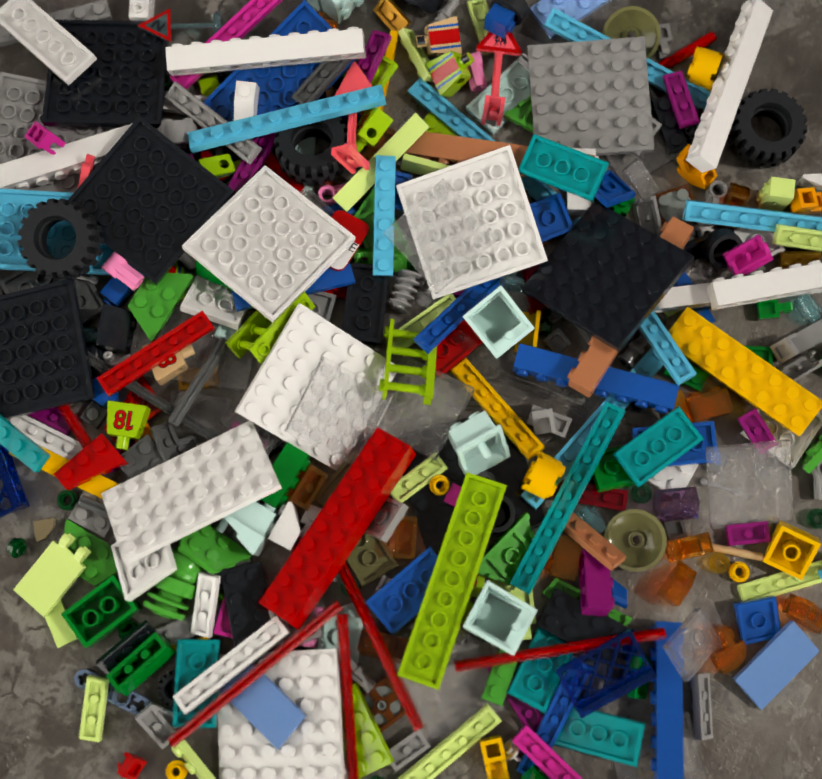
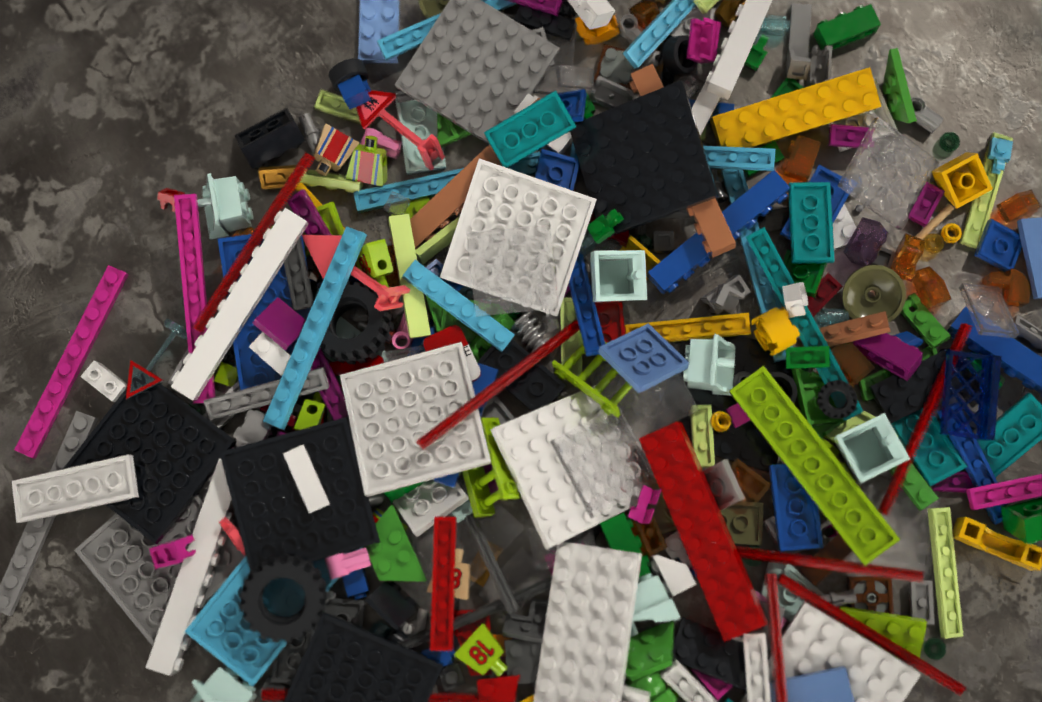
camera: 50 degrees left, 0 degrees up
(163, 193) = (306, 479): none -> white tile
(271, 91) = (280, 323): none -> magenta tile
(284, 31) = (250, 246): none -> red axle
(330, 464) = (643, 500): none -> dark pink piece
(342, 287) = (498, 385): none -> red axle
(433, 115) = (396, 204): none -> clear tile
(442, 383) = (643, 358): none -> medium blue plate
(511, 751) = (977, 515): white plate -> none
(513, 555) = (825, 392): none -> black tyre
(530, 281) = (602, 227): none -> green plate
(540, 517) = (808, 357): none -> green plate
(579, 473) = (795, 299): none -> white brick
(639, 499) = (837, 269): clear green plate -> none
(644, 598) = (924, 322): none -> bright green plate

